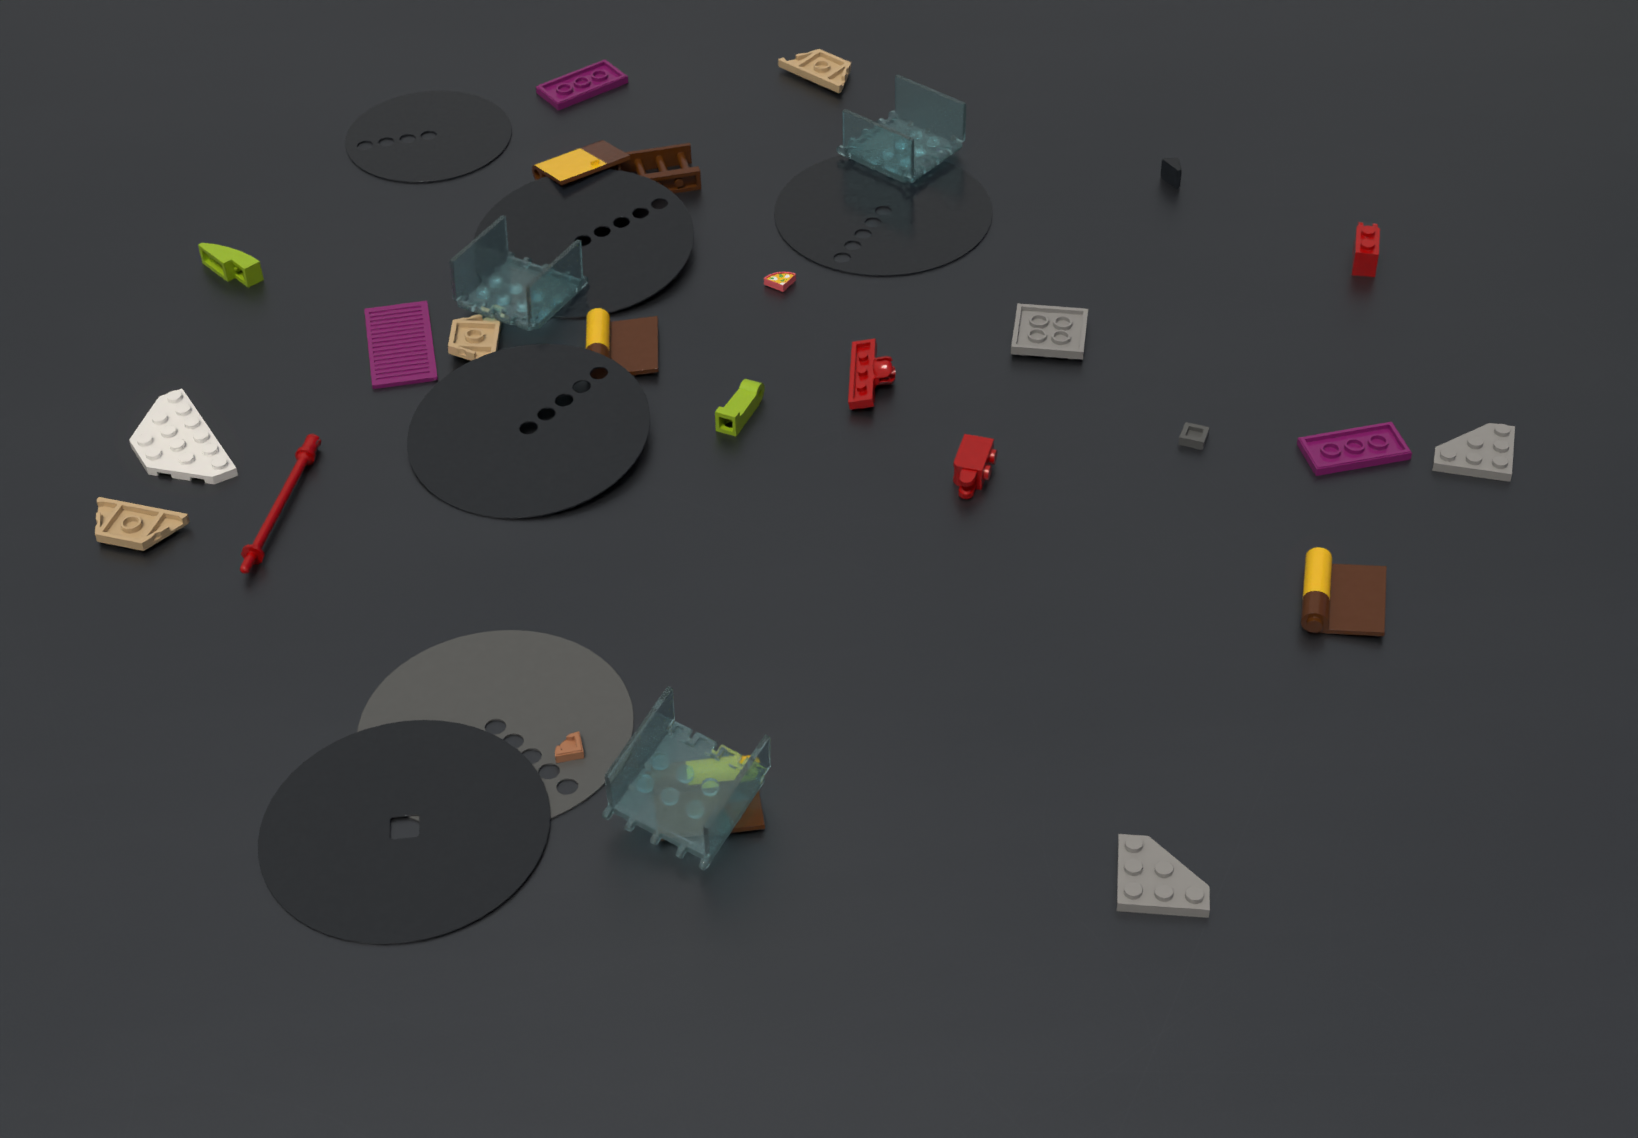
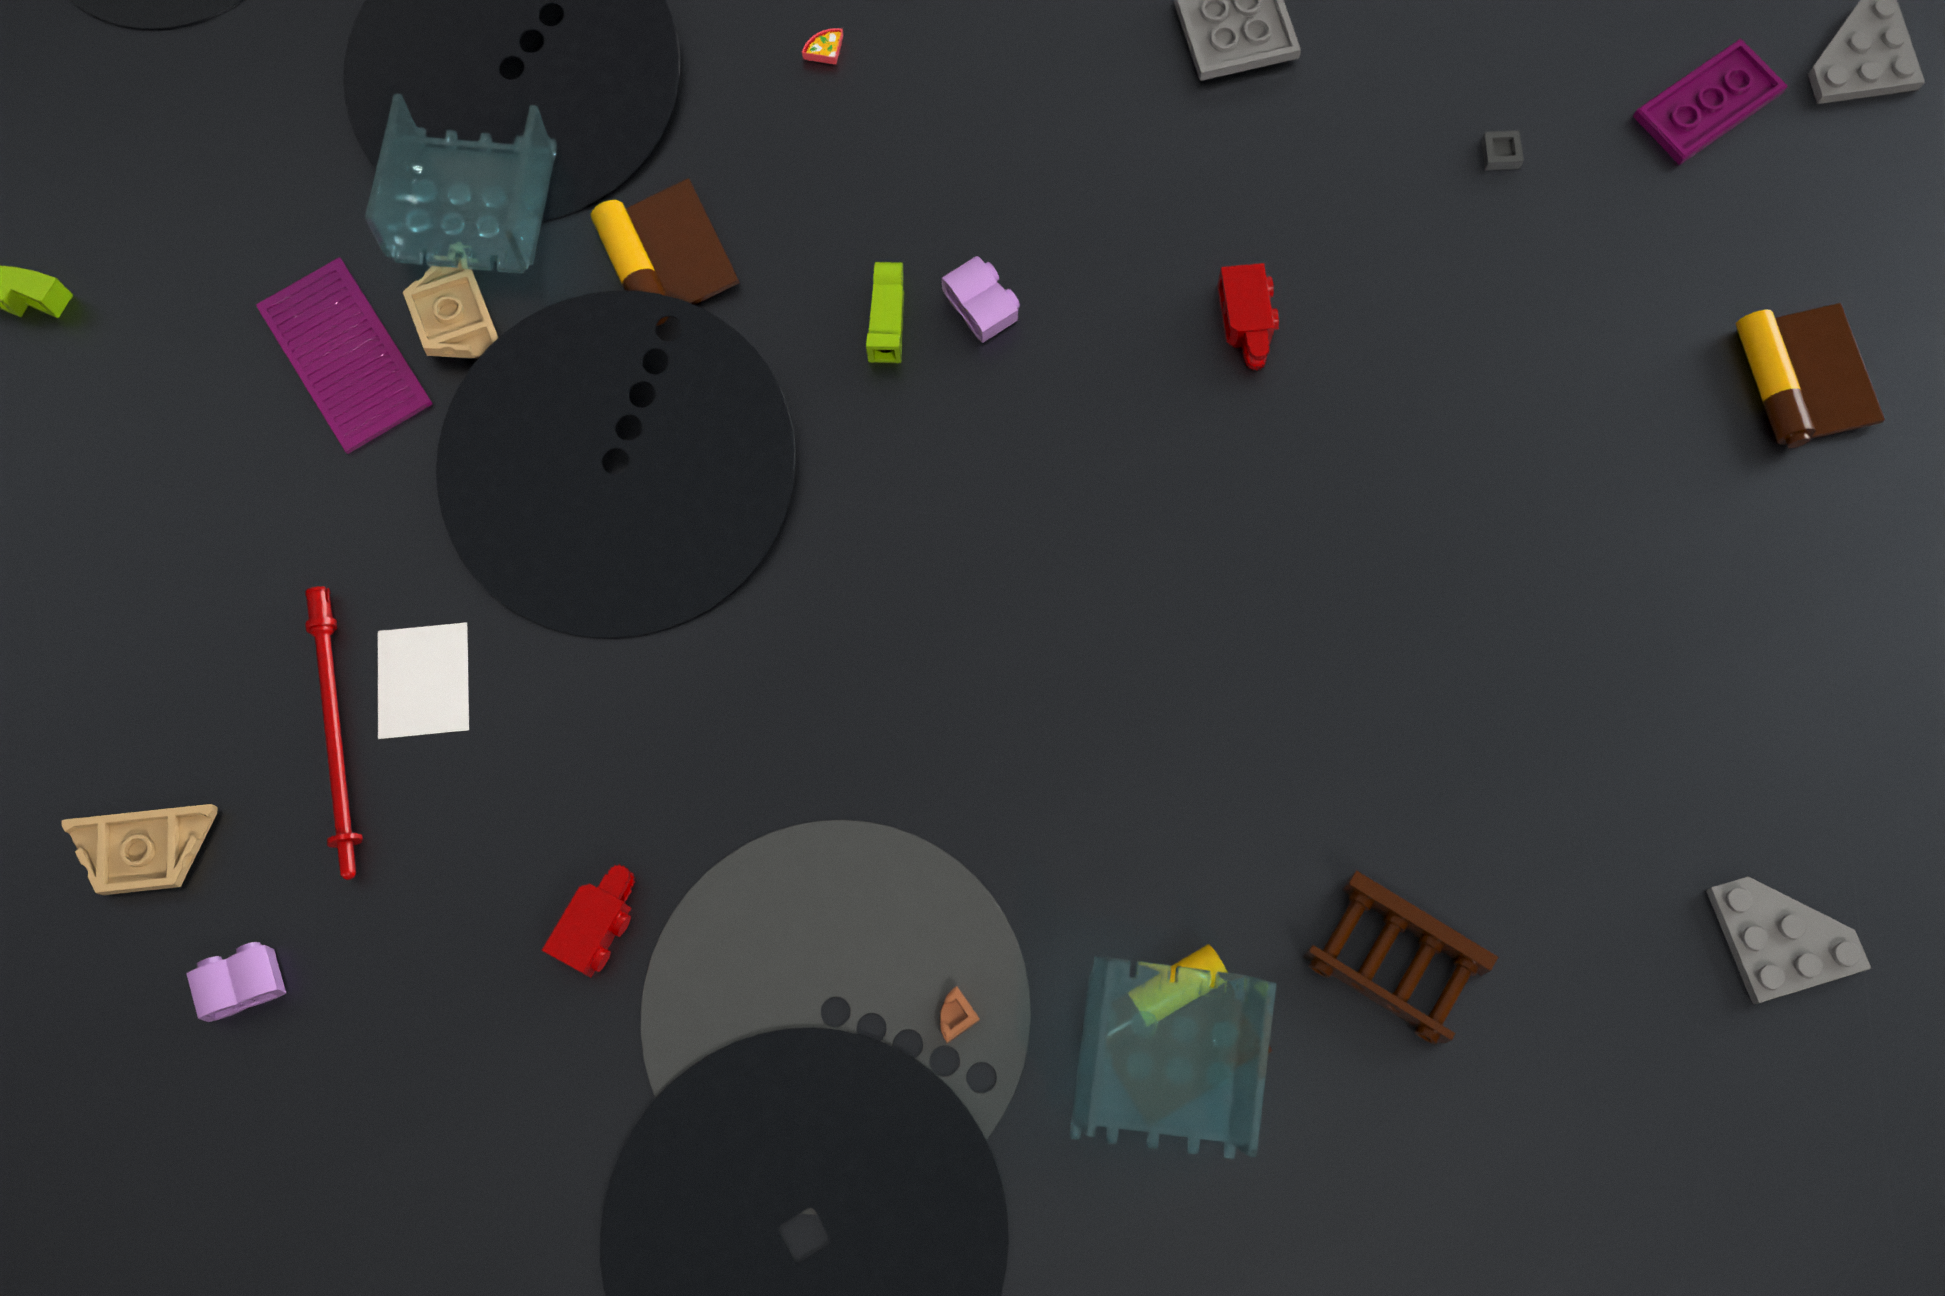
camera: 20 degrees left, 30 degrees up
(146, 599) = (235, 982): none -> lavender brick
(180, 443) = (118, 664): white plate -> none
(348, 501) = (423, 680): none -> white sticker
(373, 633) = (592, 922): none -> red hinge
(803, 414) = (981, 298): none -> lavender brick
(867, 372) = (1030, 189): red plate -> none
(891, 781) = (1434, 938): none -> reddish brown fence

